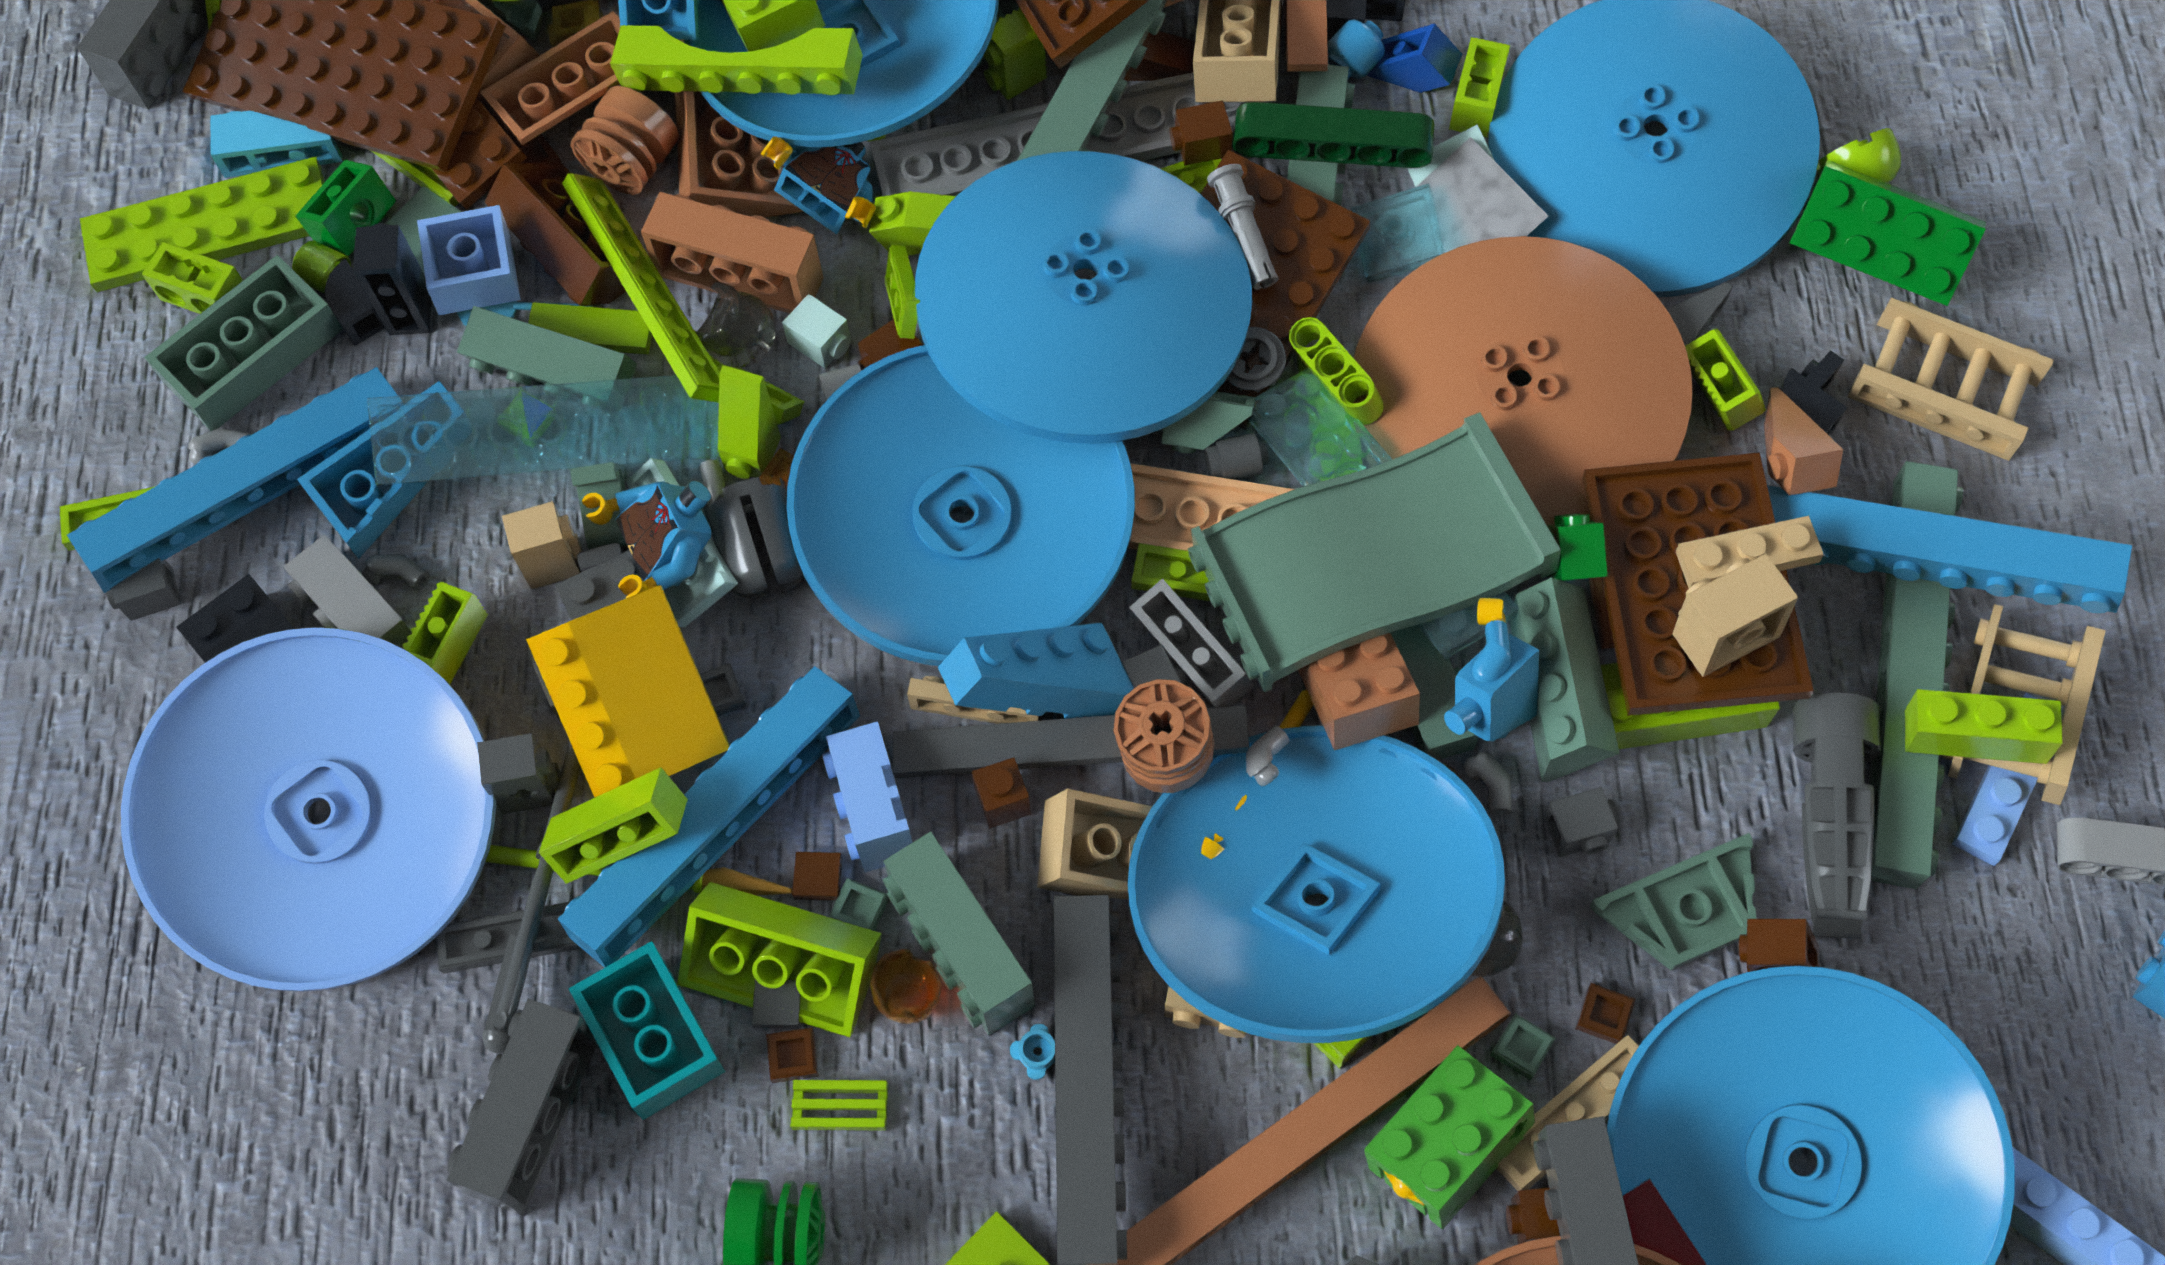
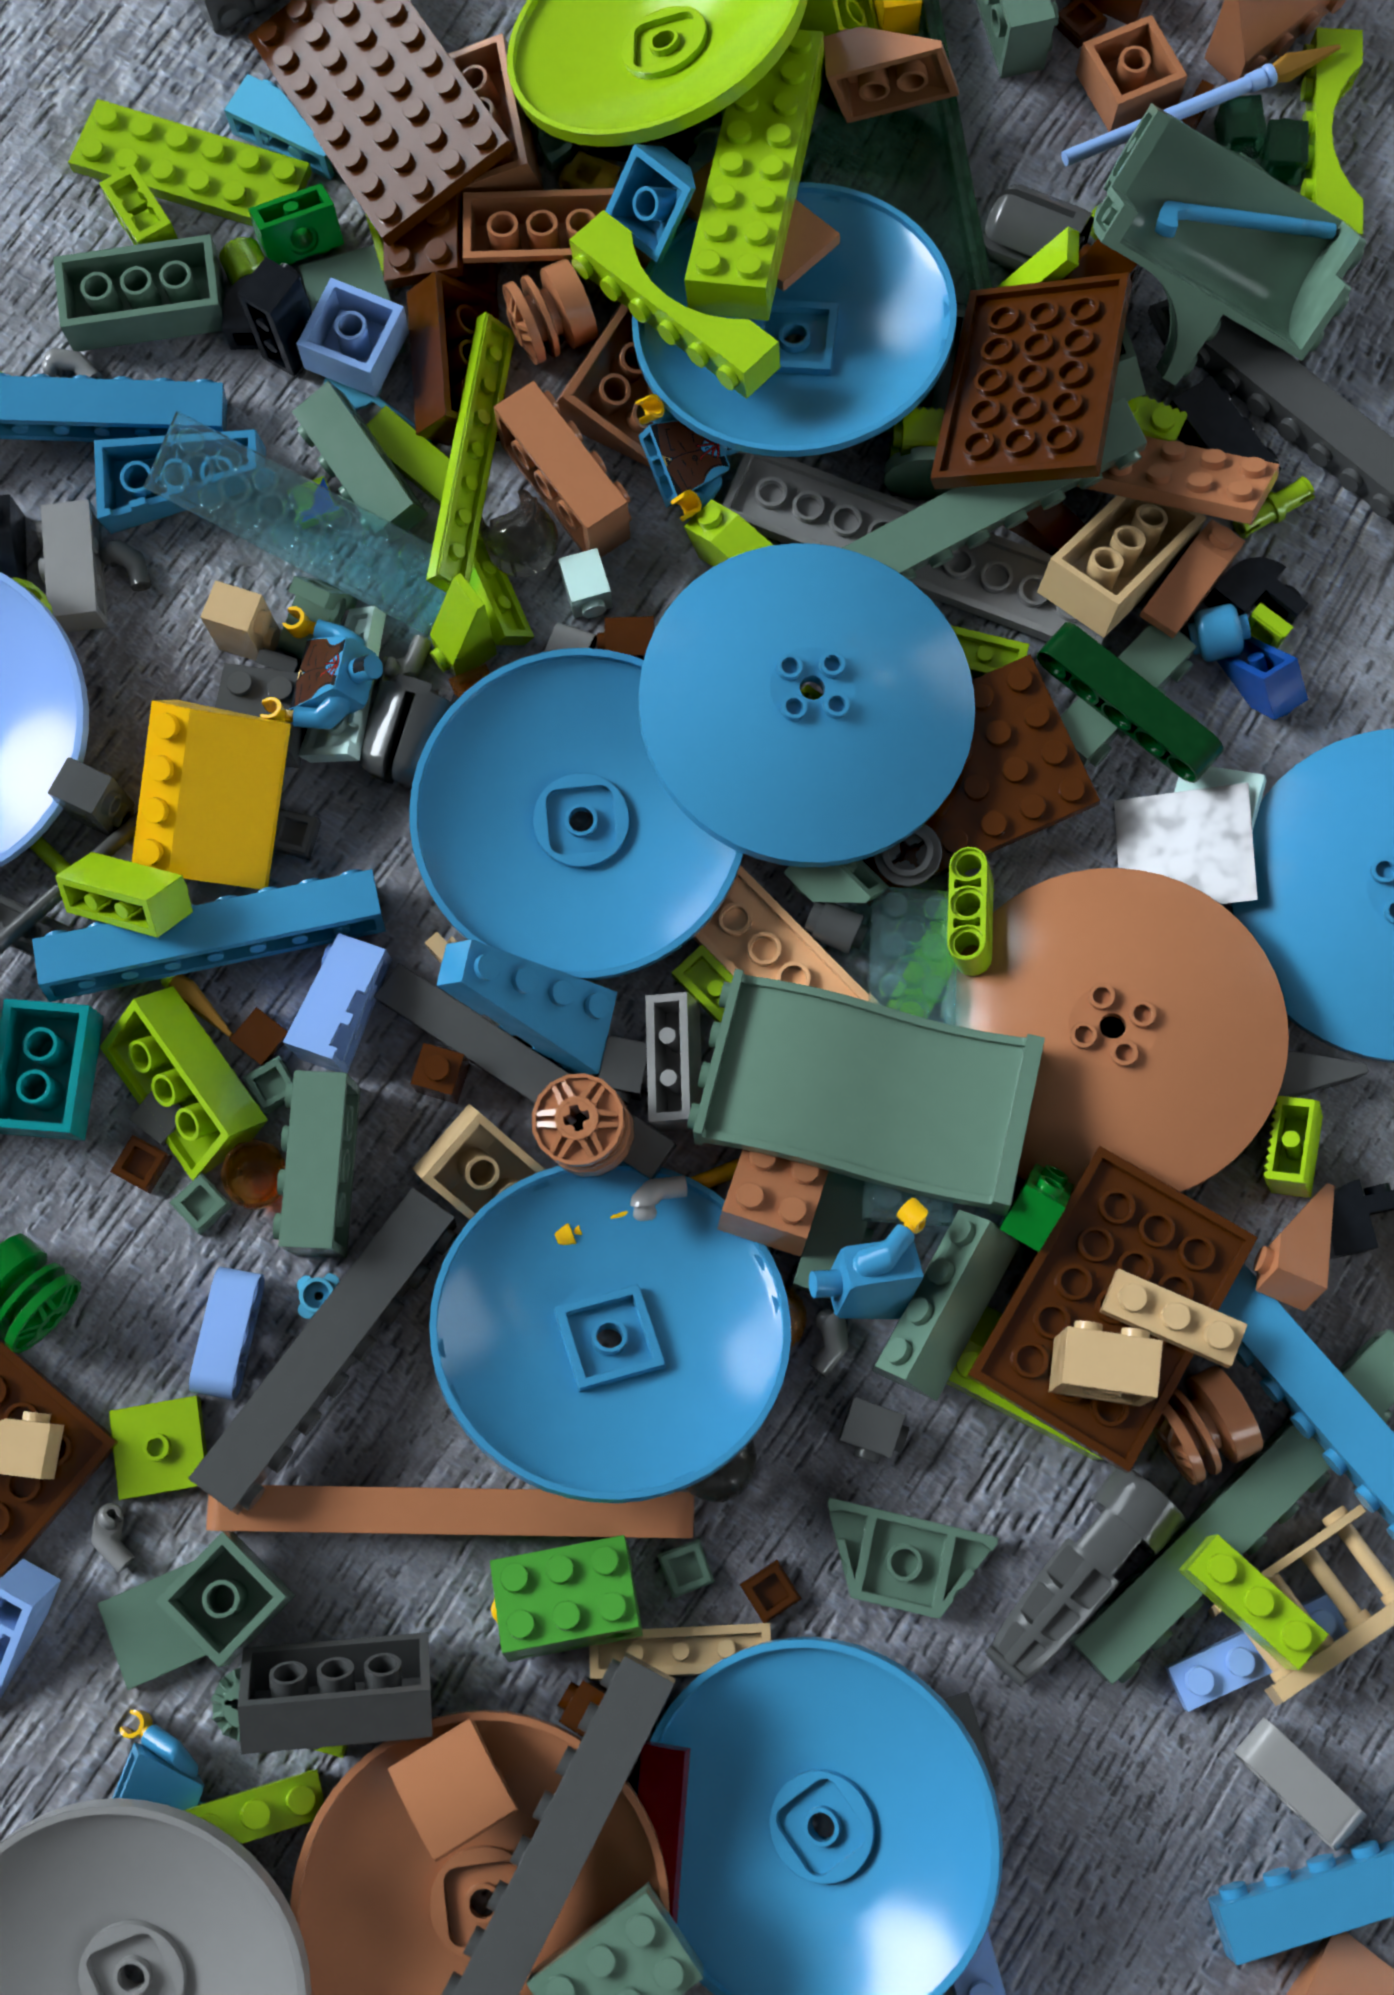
camera: 35 degrees right, 10 degrees up
(446, 629) = (119, 644): lime brick -> none
(799, 1104) = (118, 1206): lime tile -> none
(872, 1050) = (201, 1203): none -> sand green tile
(901, 291) = (673, 589): lime tile -> none
(983, 1138) = (226, 1333): none -> light blue beam
(1029, 77) = (911, 474): none -> sand green tile
(1201, 132) = (1022, 622): reddish brown brick -> none
(1238, 209) = (991, 715): light grey pin -> none
(1390, 19) = (1268, 626): none -> lime tile
(1401, 233) = (1126, 824): clear light blue plate -> none
(1479, 85) = (1297, 738): lime brick -> none
(1778, 944) = (935, 1656): reddish brown brick -> none
(1839, 625) = (1209, 1422): none -> nougat wheel

